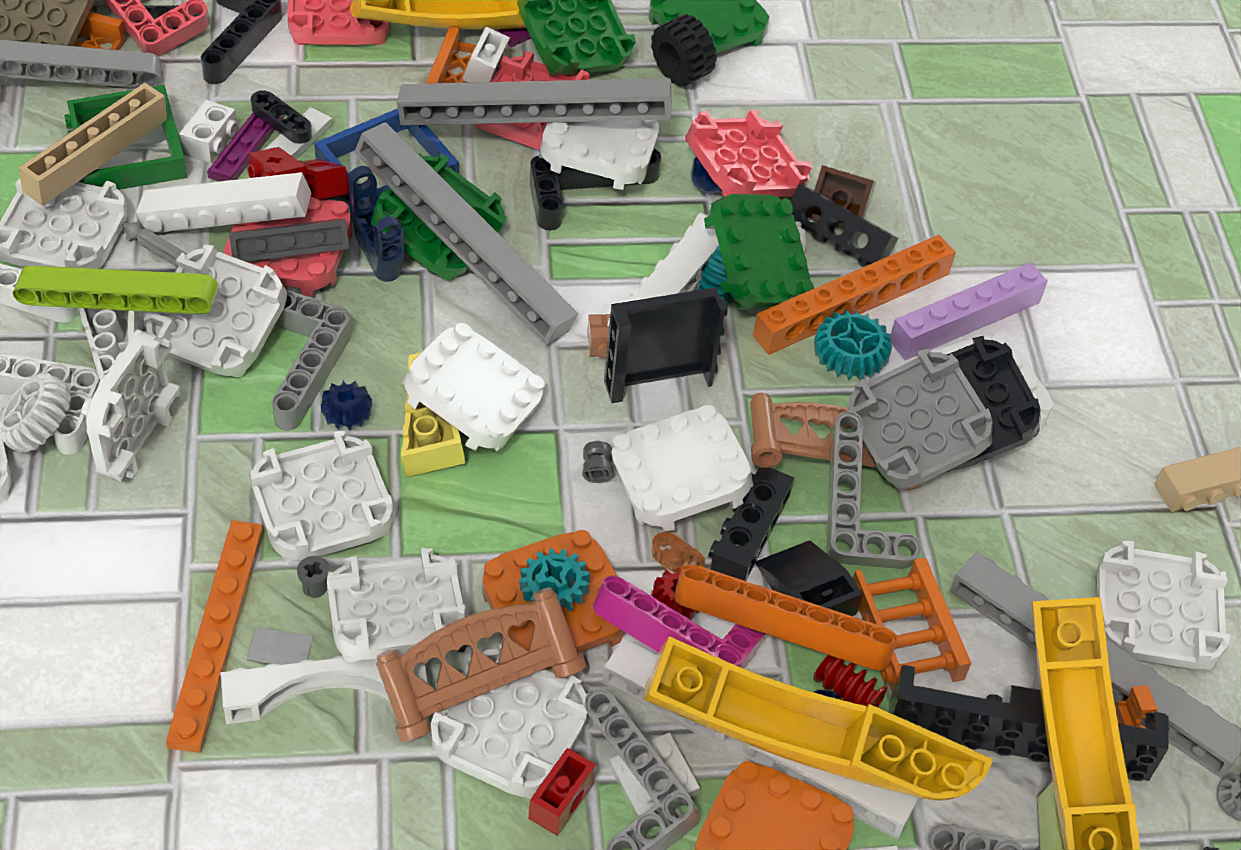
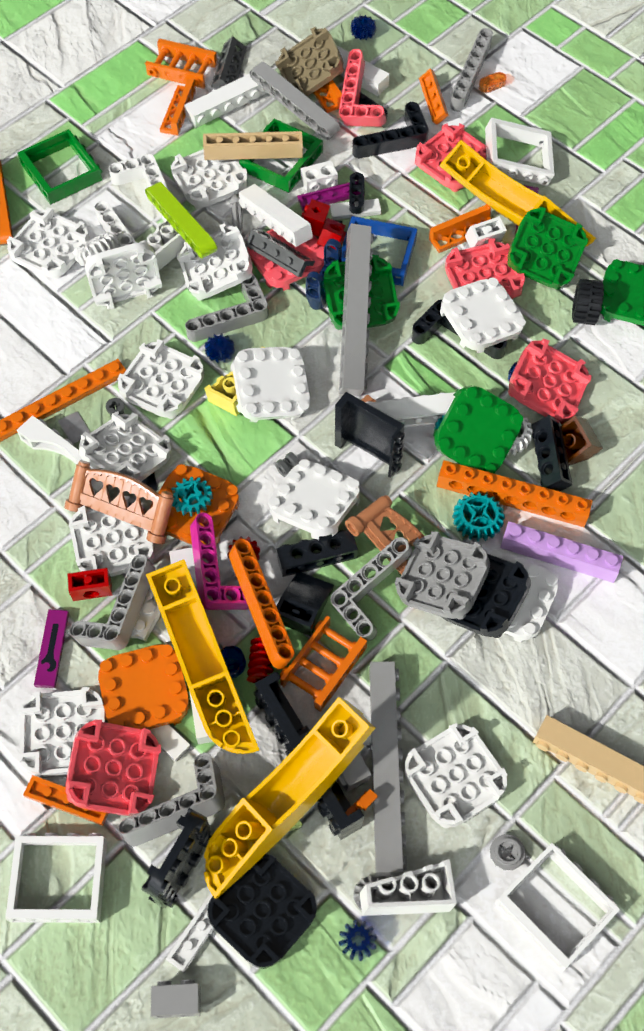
camera: 55 degrees right, 10 degrees up
(535, 101) = (466, 272): light grey brick -> none
(679, 553) = (264, 537): clear orange beam -> none

